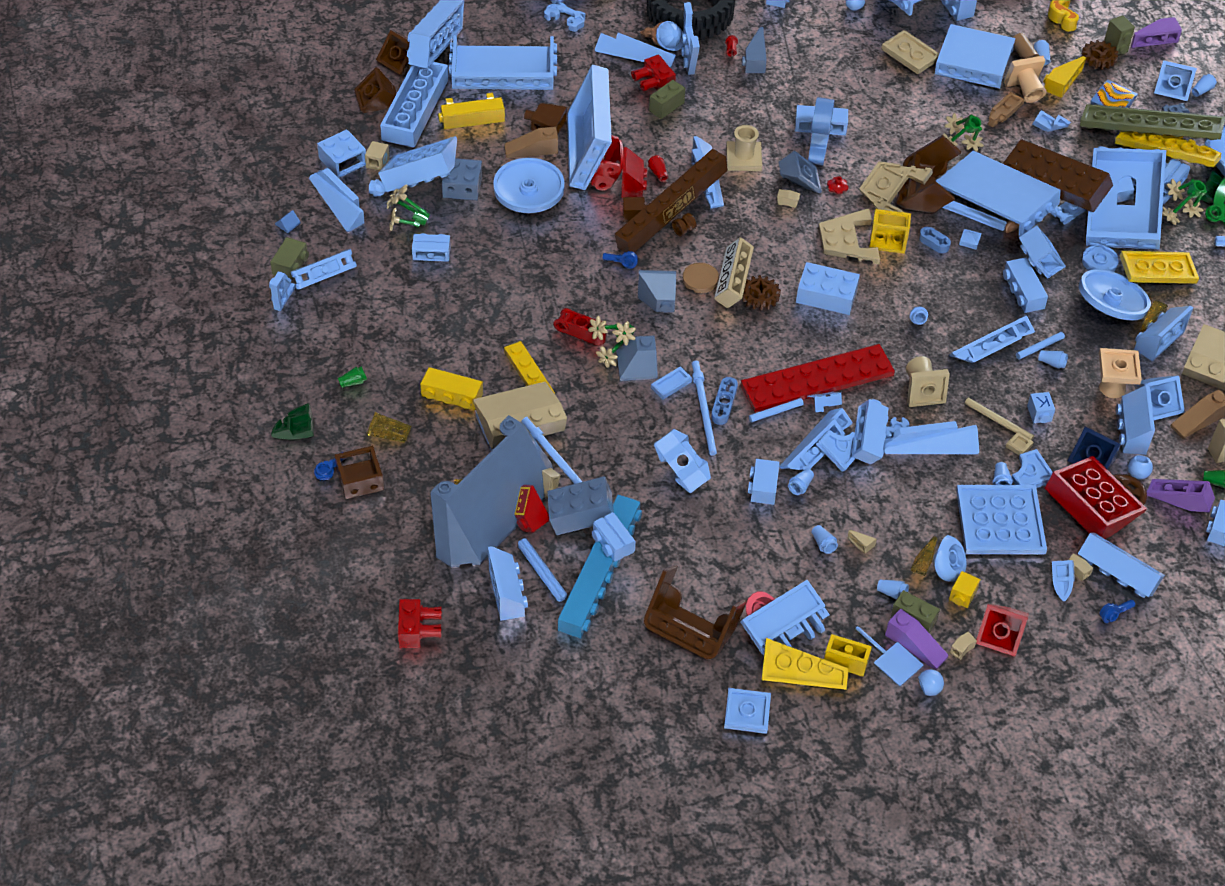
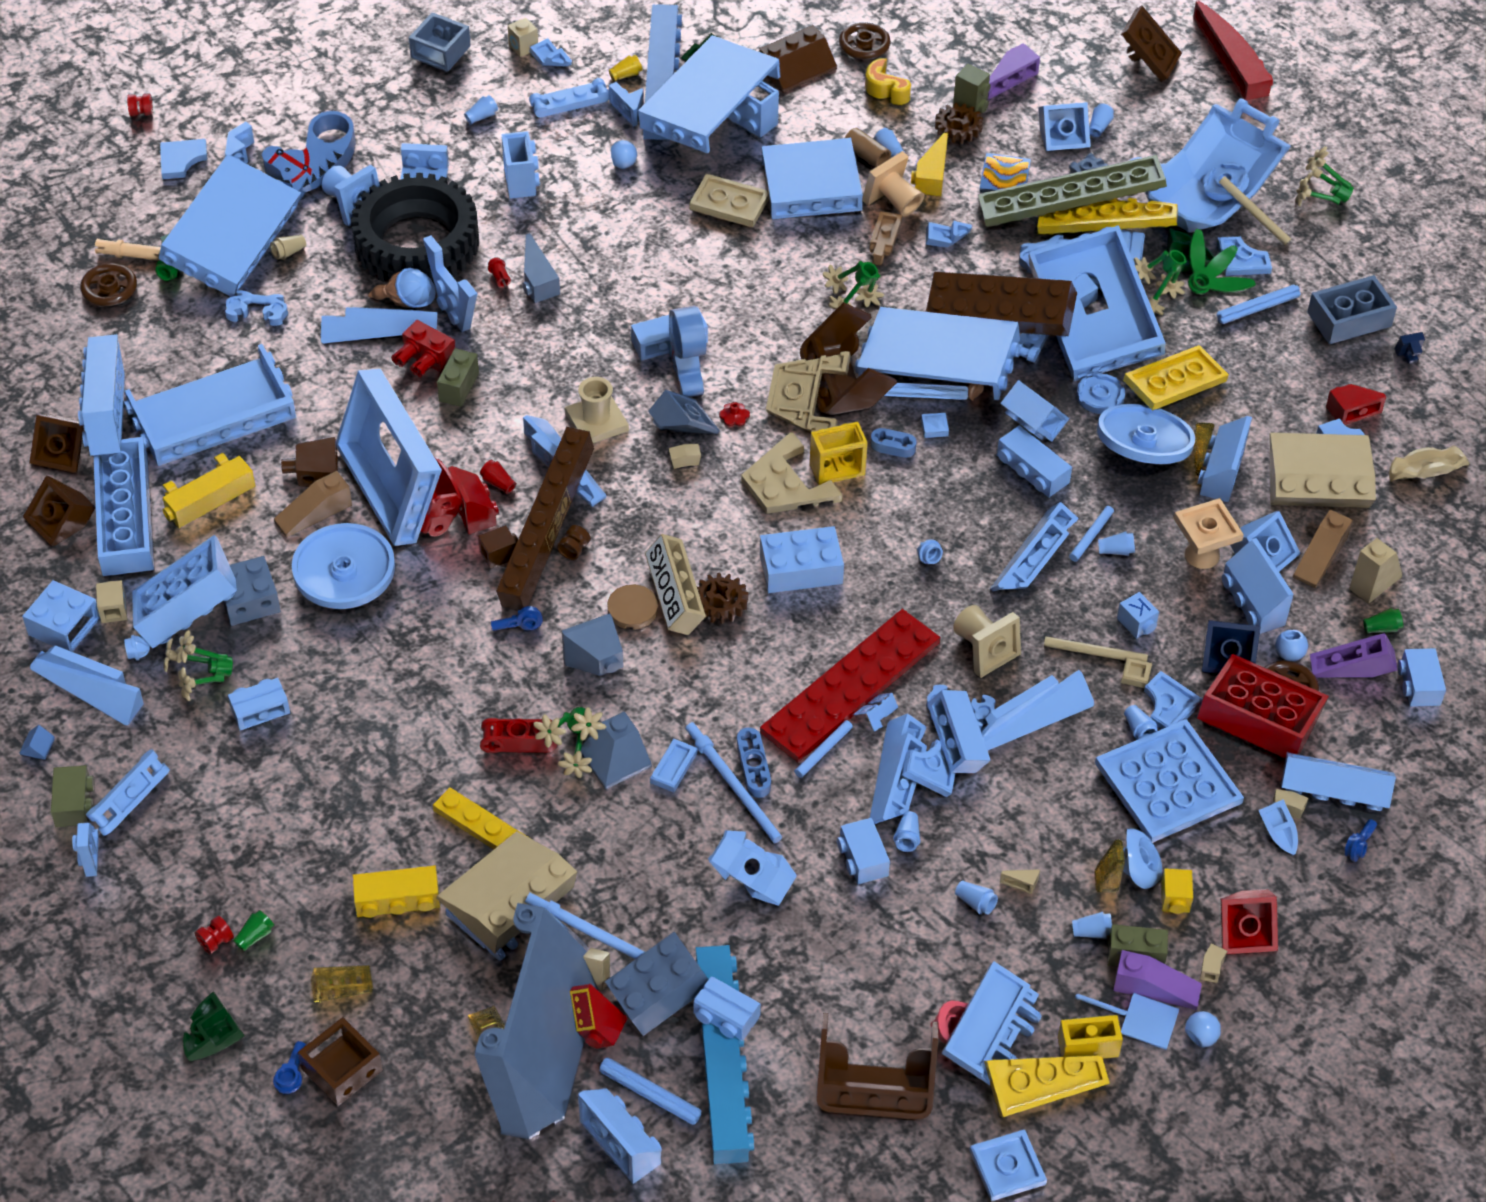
camera: 25 degrees left, 0 degrees up
(327, 370) = (214, 934): none -> red wheel

